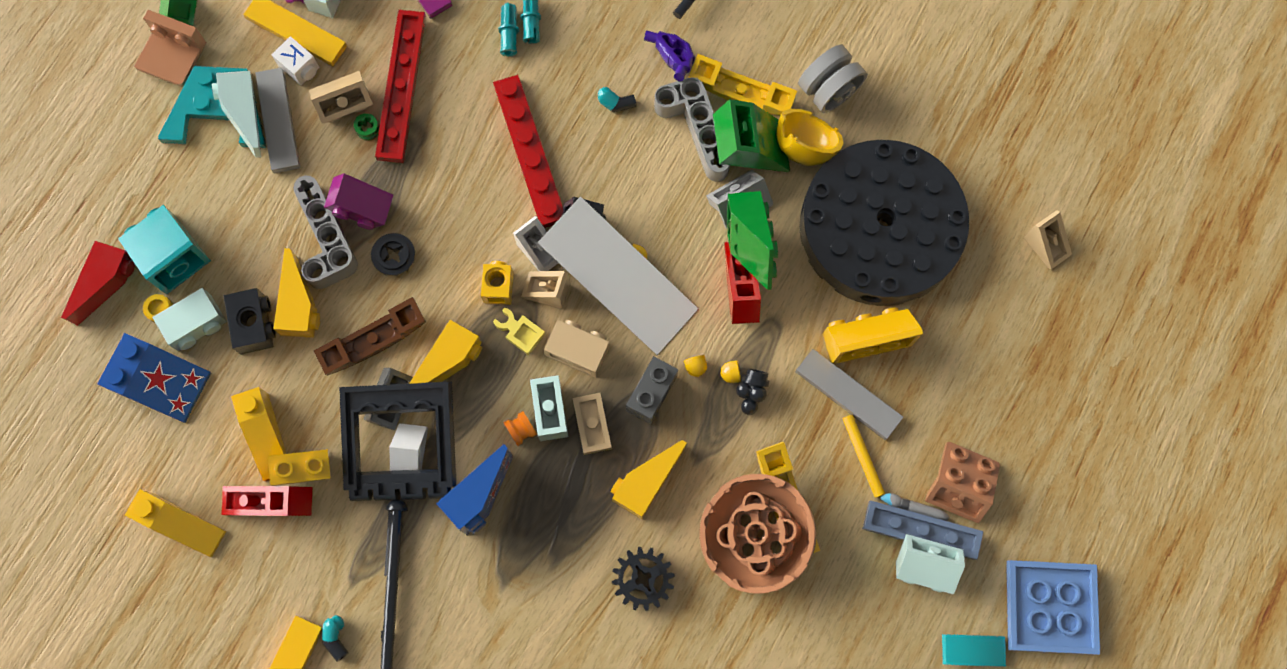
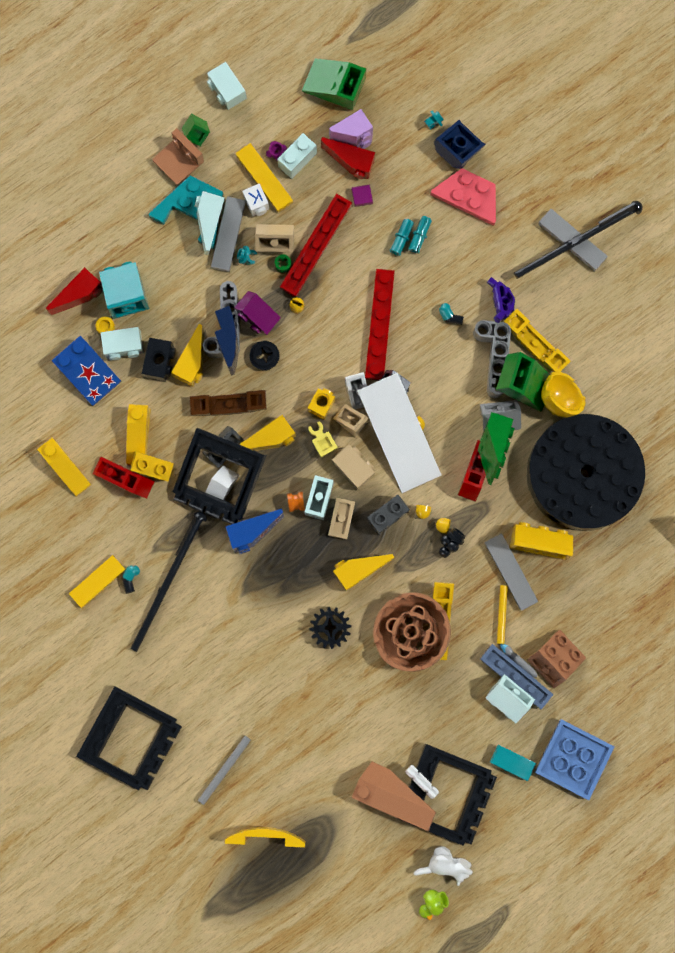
camera: 25 degrees right, 5 degrees up
(309, 136) = (243, 255): none -> teal plate
(330, 247) = (227, 338): none -> dark blue slope
(408, 176) = (295, 308): none -> yellow hinge
(832, 78) = (596, 364): light grey wheel -> none

